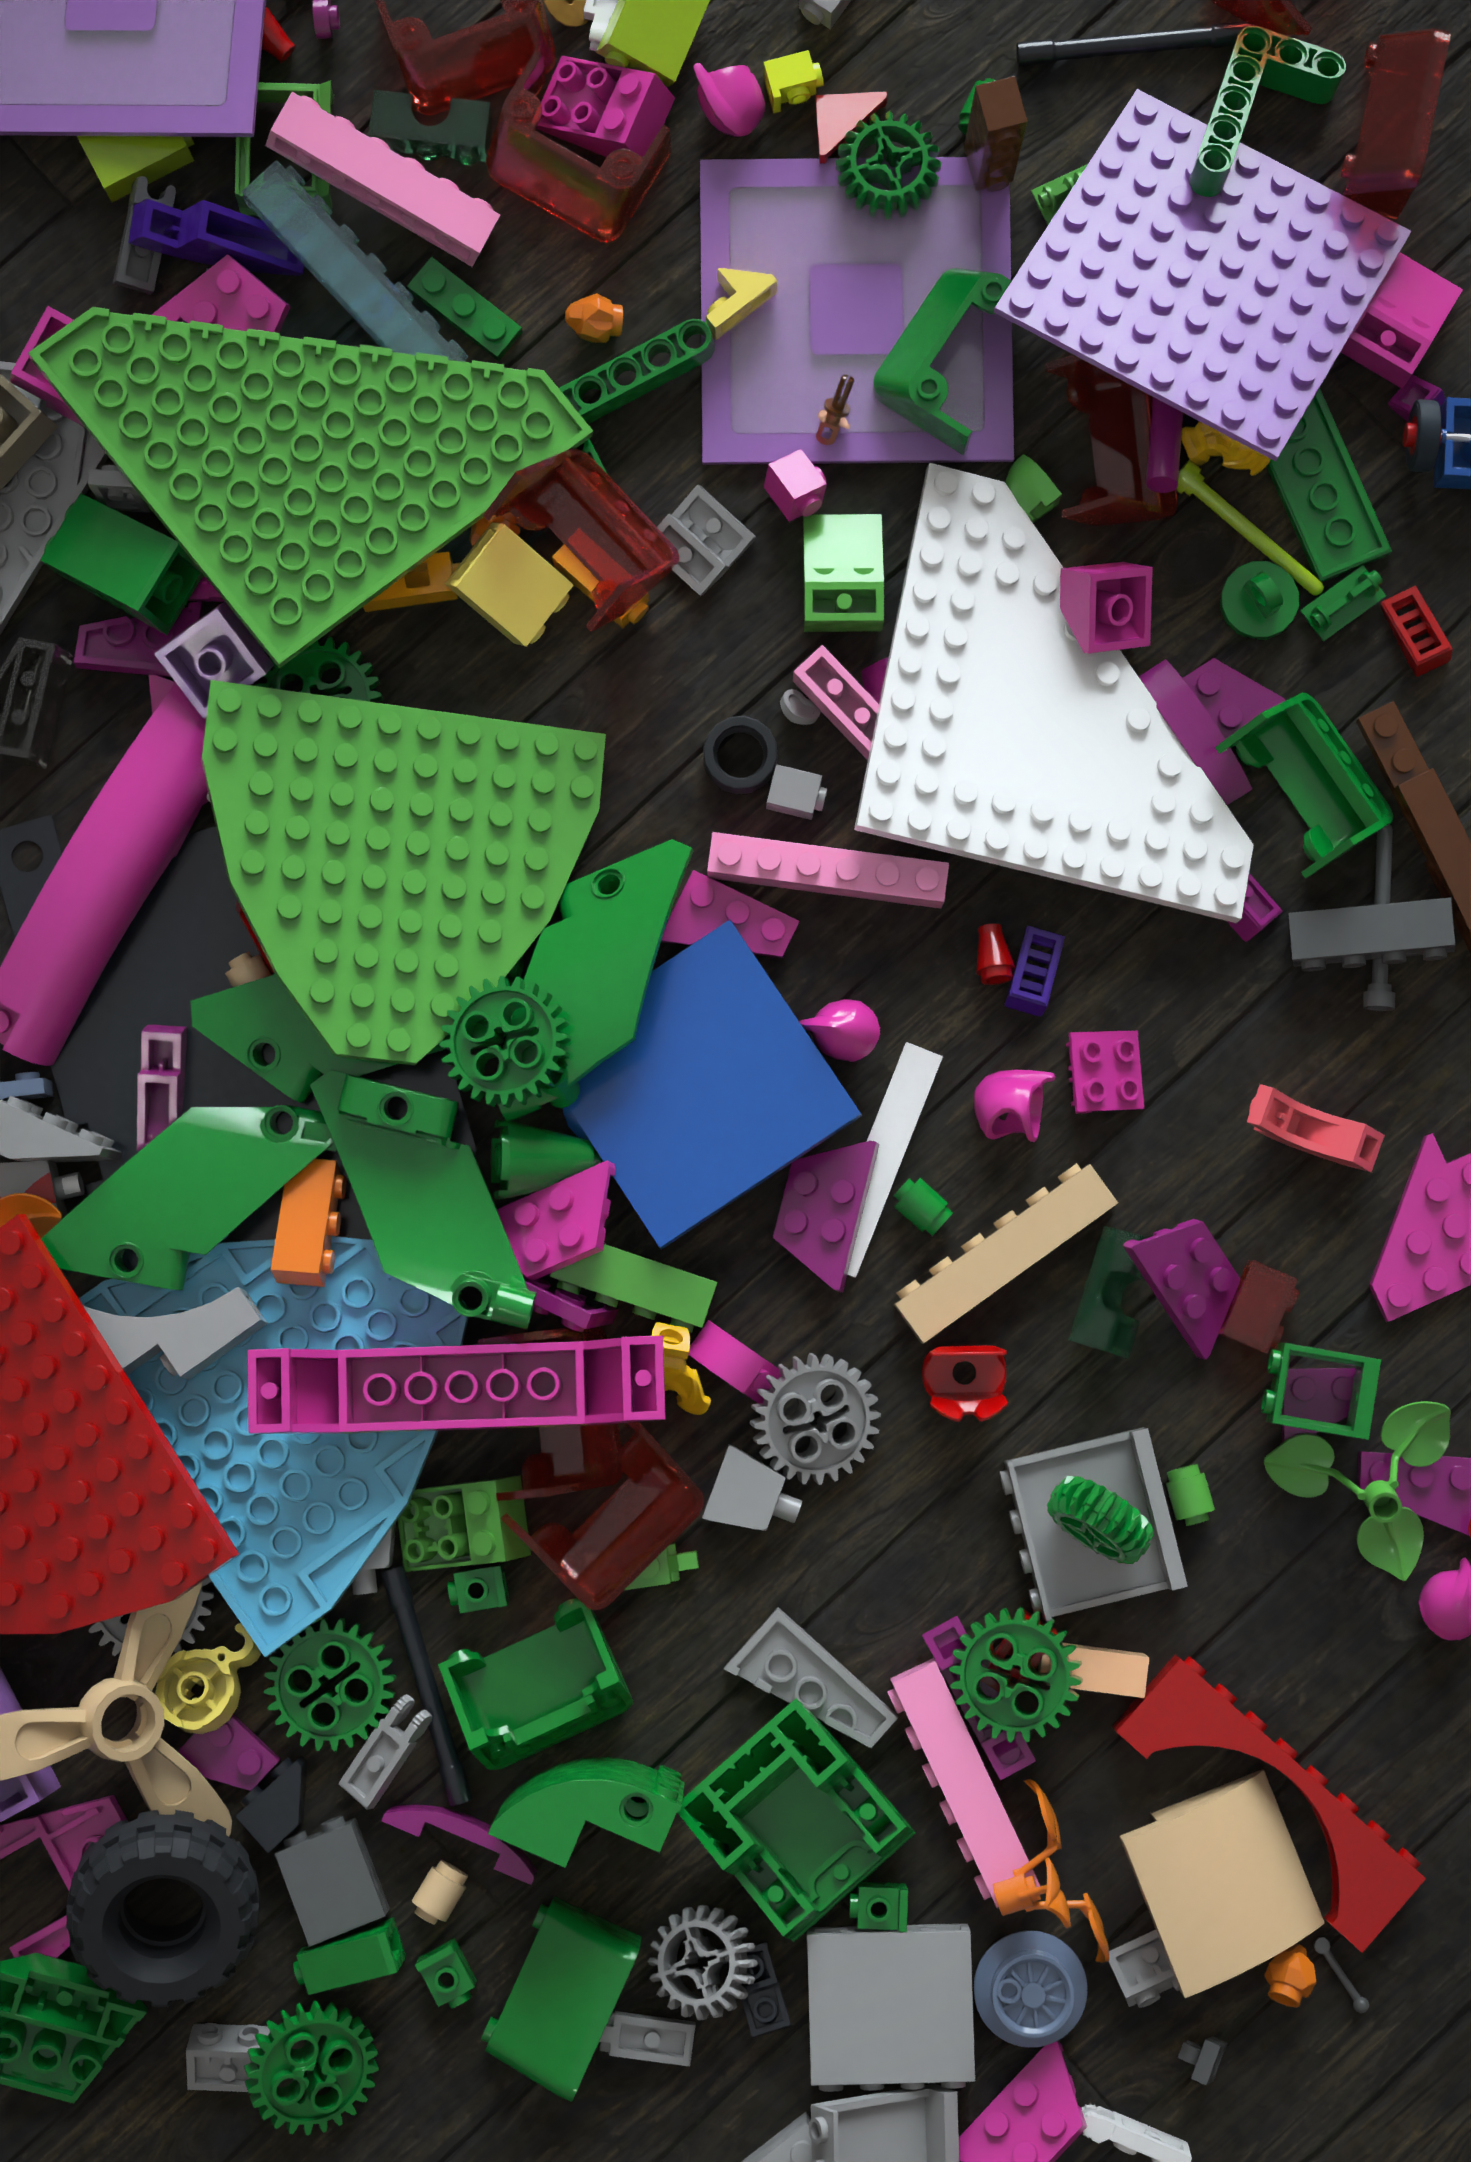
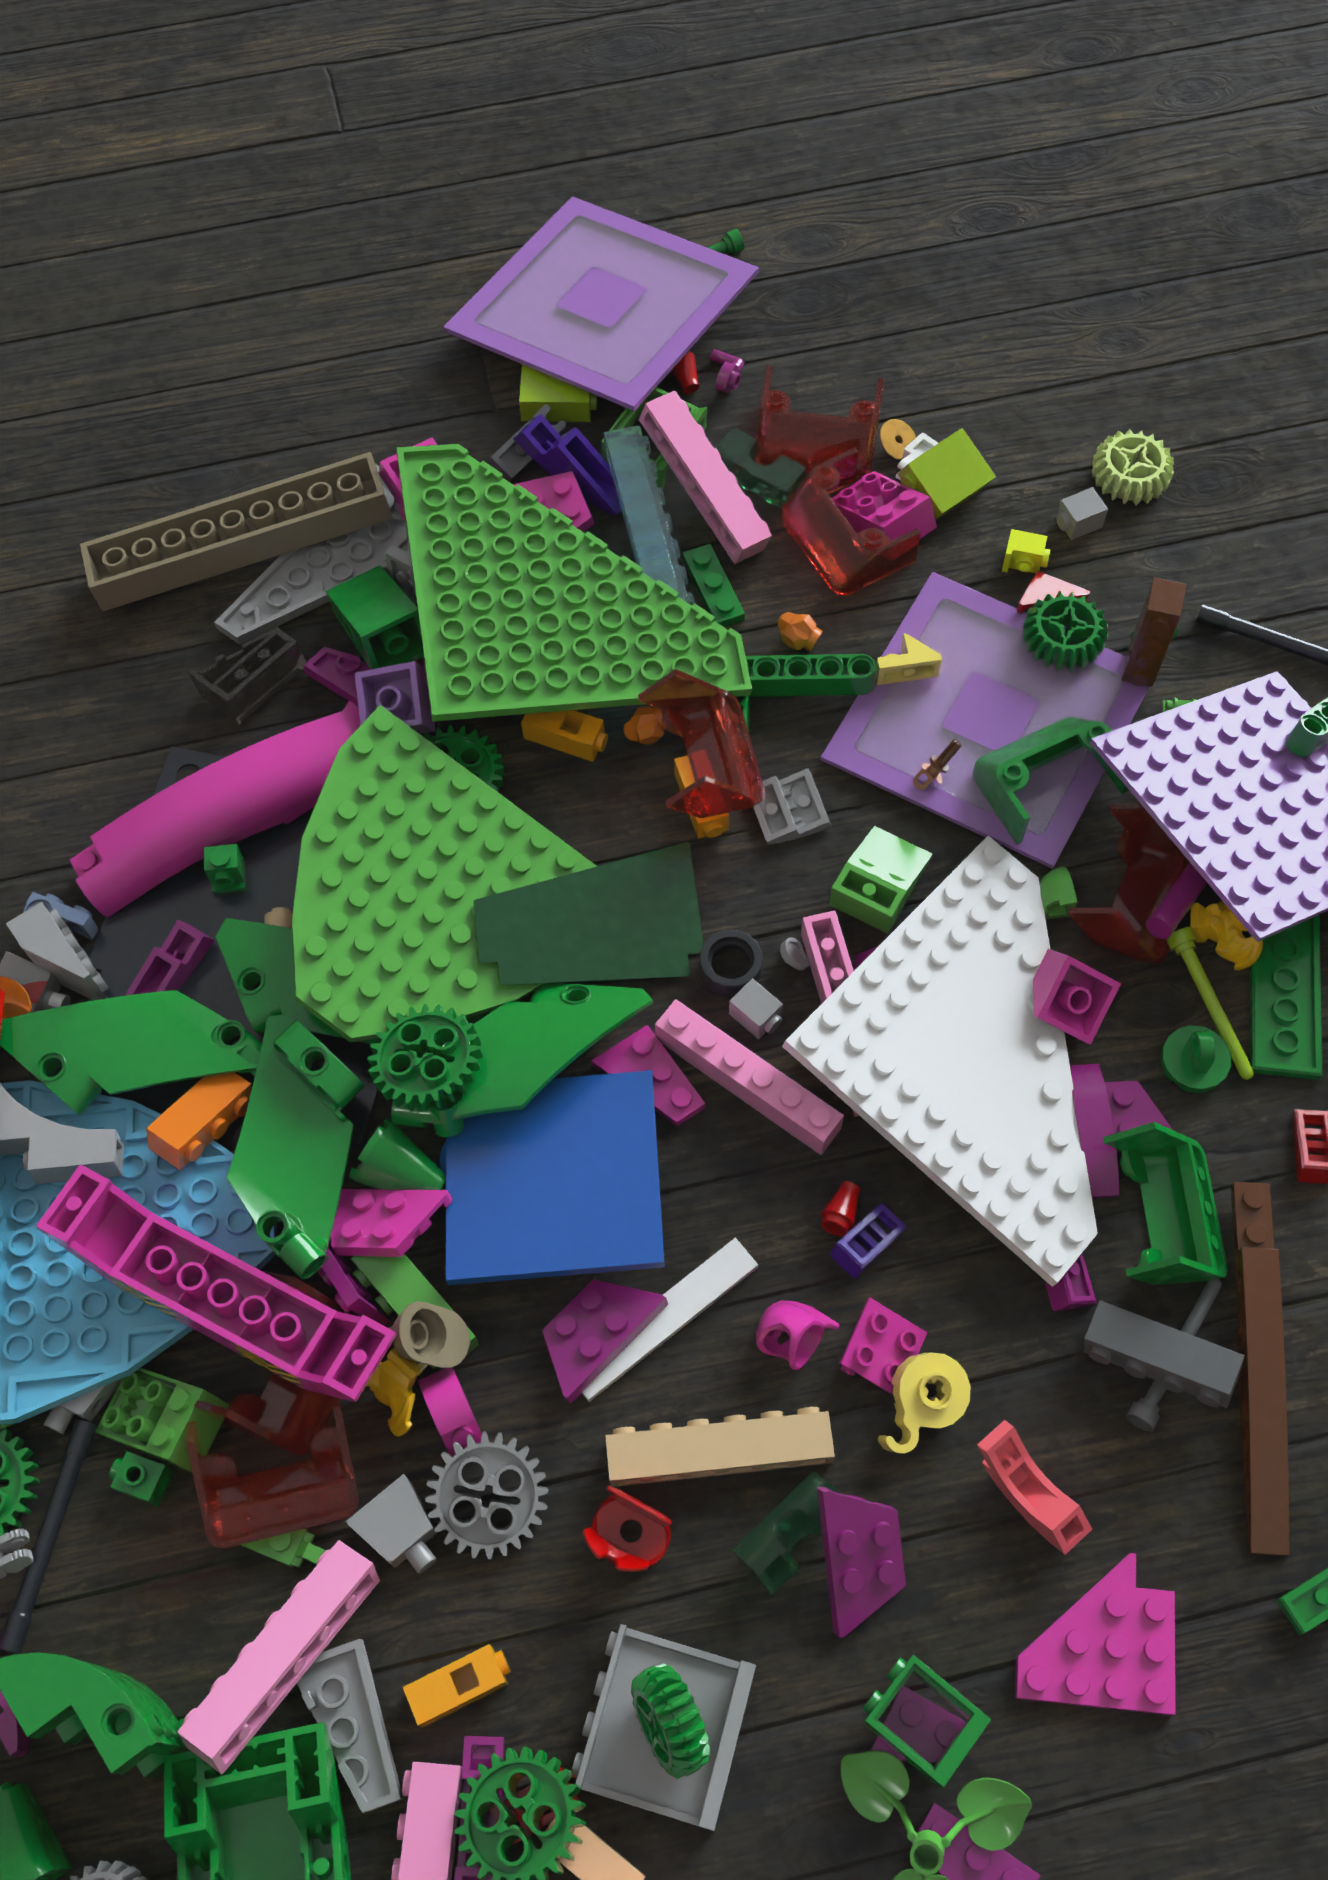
camera: 30 degrees right, 20 degrees down
(147, 945) = (225, 868): none -> green brick
(510, 585) = (633, 763): light yellow brick -> none
(536, 1688) = (125, 1590): green windscreen -> none
(580, 790) = (596, 923): none -> dark green sticker
(680, 1309) = (431, 1335): none -> dark tan piece
(719, 1665) = (278, 1656): none -> bright pink brick
(730, 99) = (975, 541): dark pink piece -> none
(795, 485) = (879, 801): brick -> none
(844, 1030) = (690, 1198): dark pink piece -> none
(889, 1596) = (457, 1685): none -> light orange brick
(922, 1206) = (674, 1372): green brick -> none
(1162, 1109) = (913, 1406): none -> light yellow piece
(1189, 1494) = (762, 1750): bright green brick -> none
(1259, 1307) = (908, 1617): clear red brick -> none
(1344, 602) = (1264, 1094): green hinge -> none

